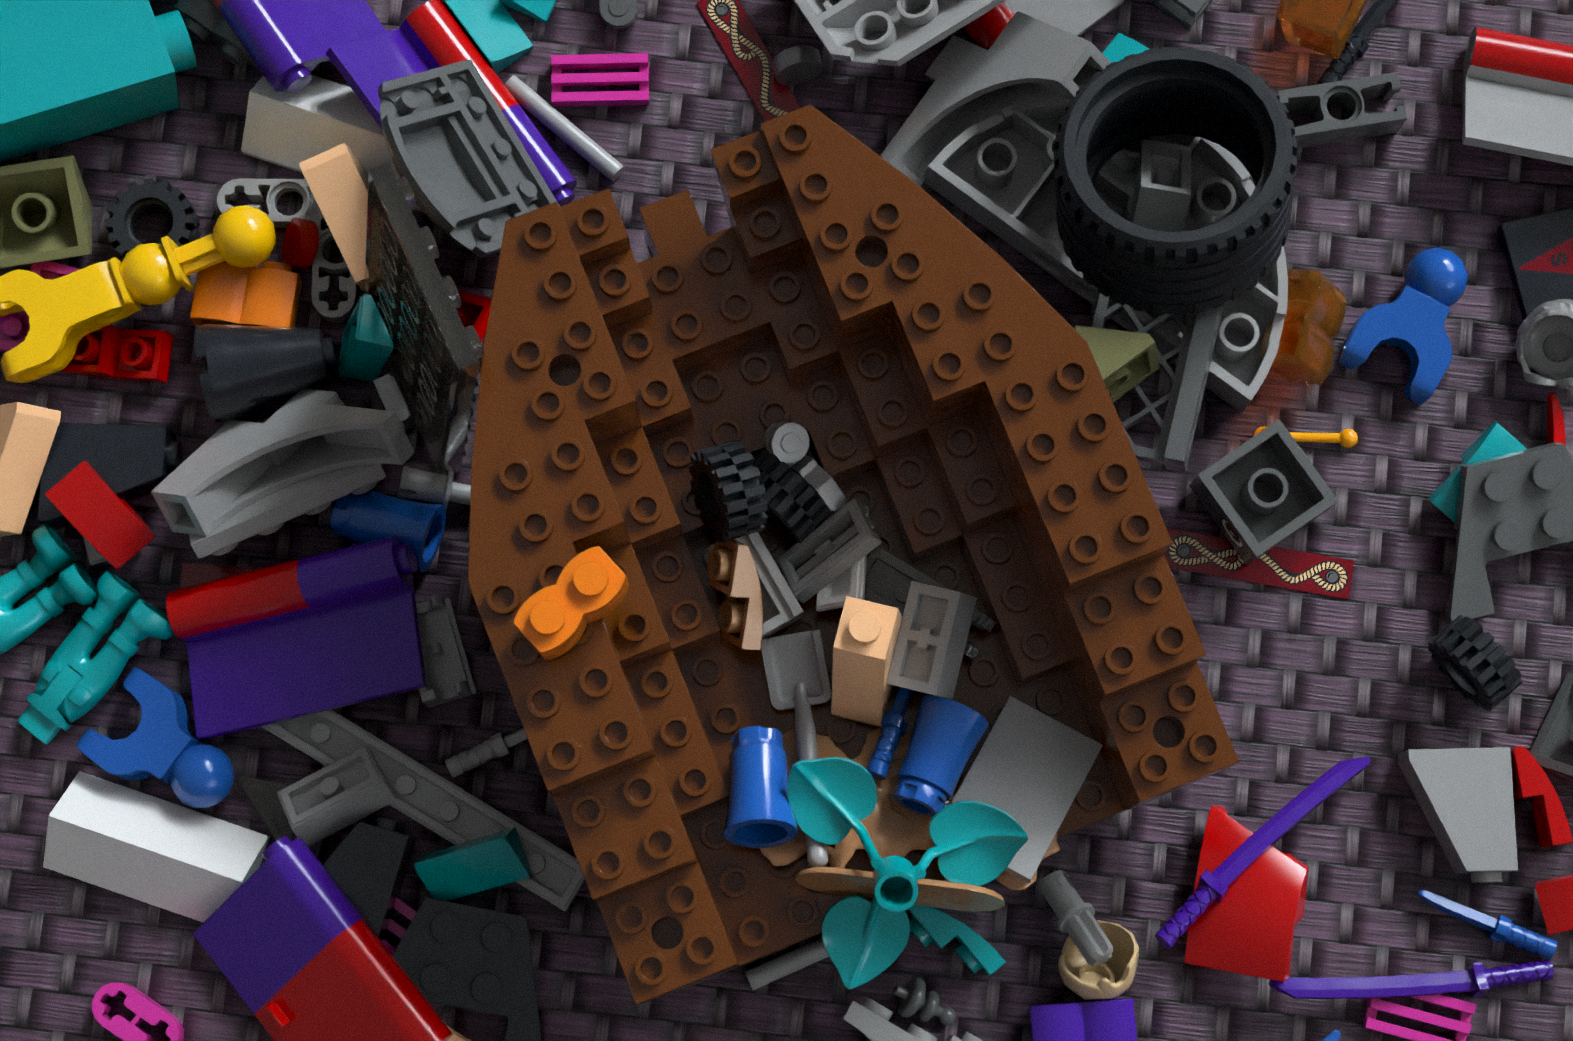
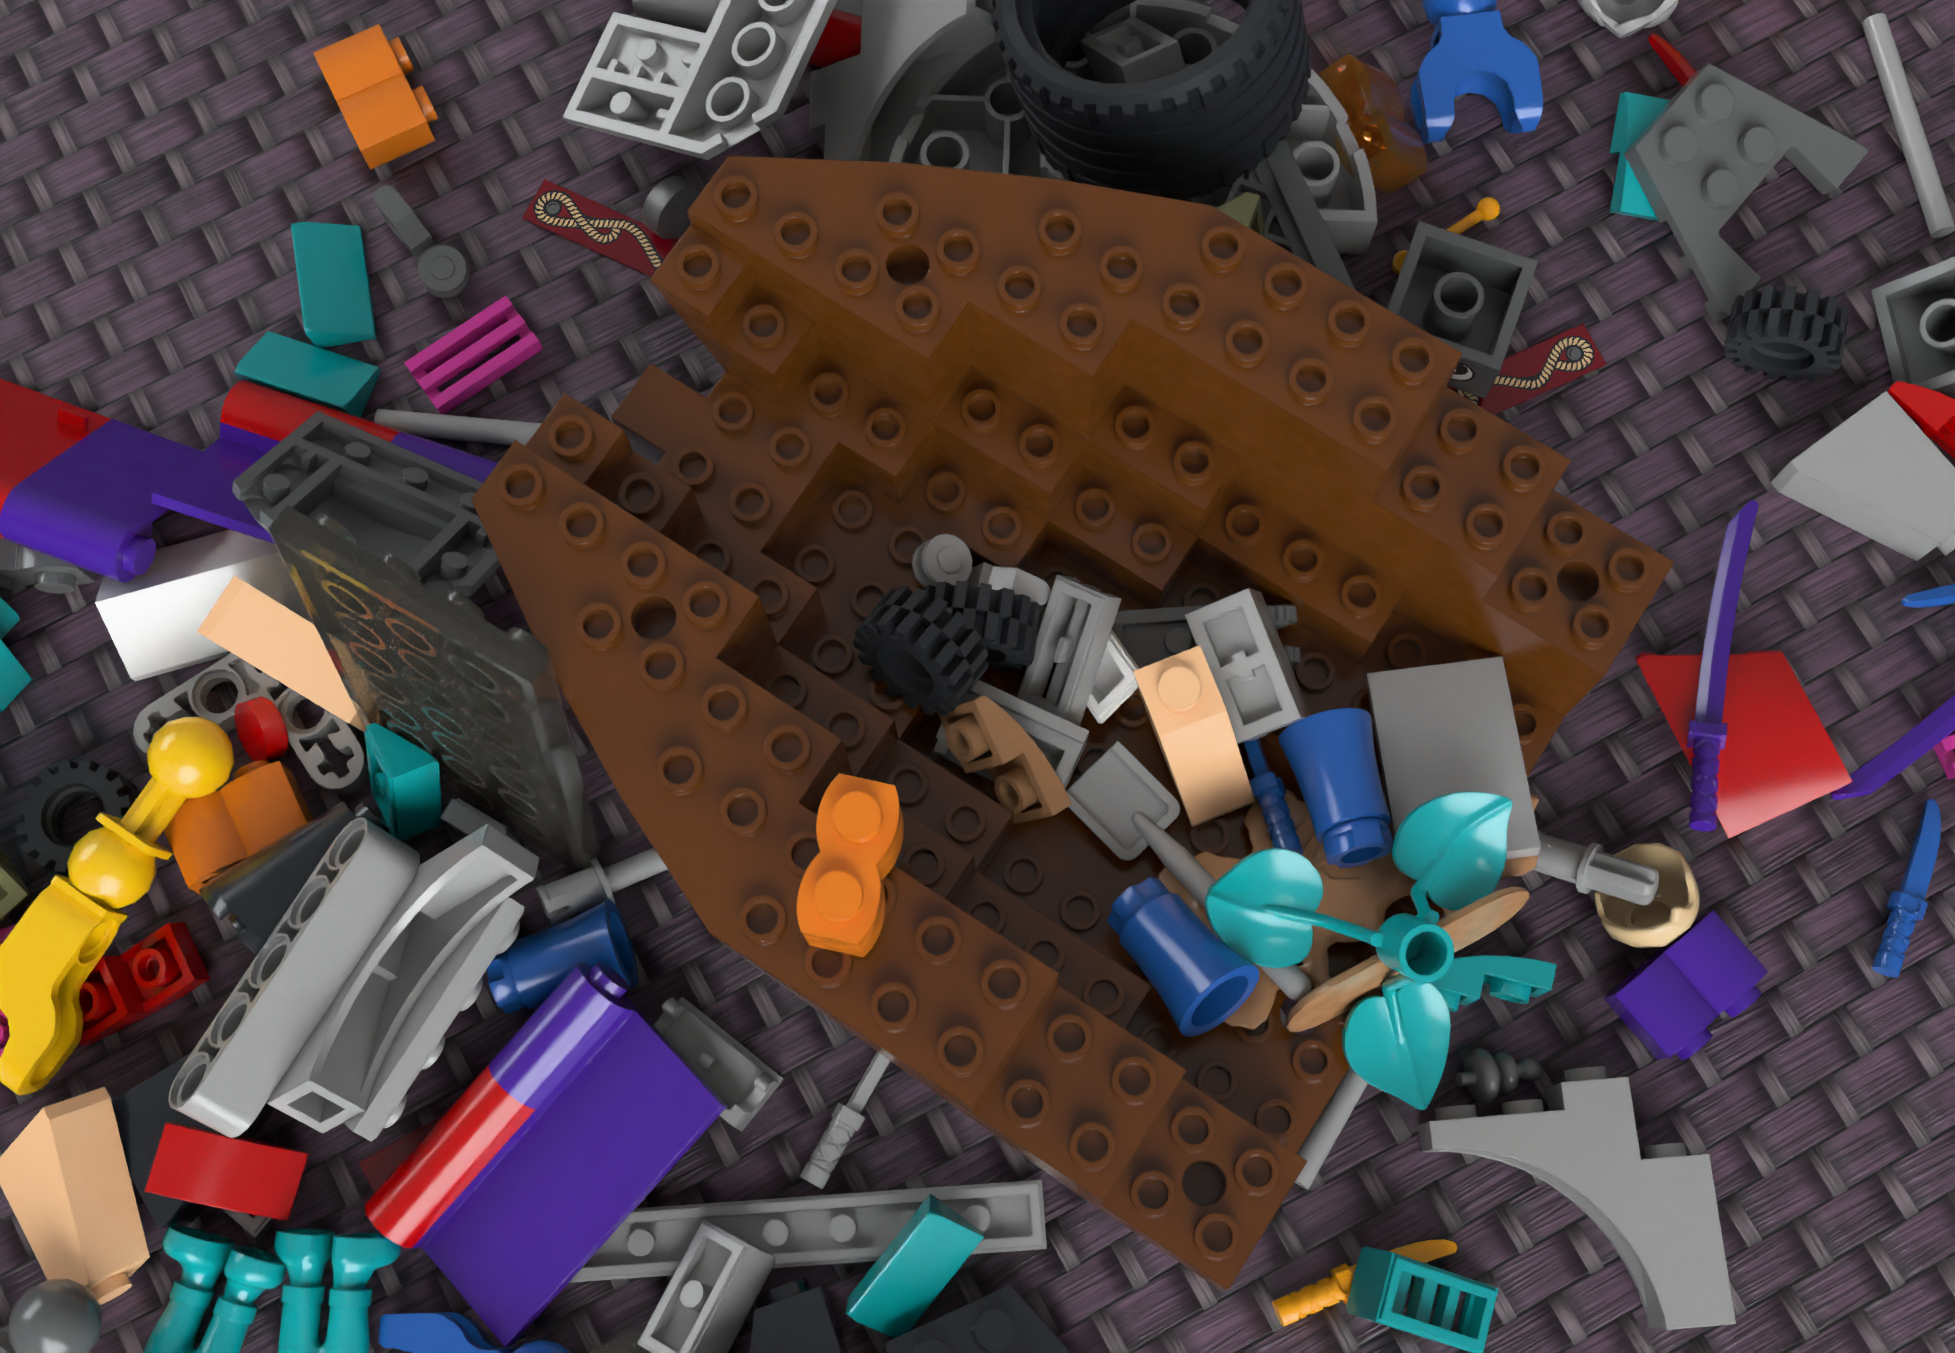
camera: 30 degrees left, 5 degrees down
(218, 424) = (294, 978): none -> light grey beam

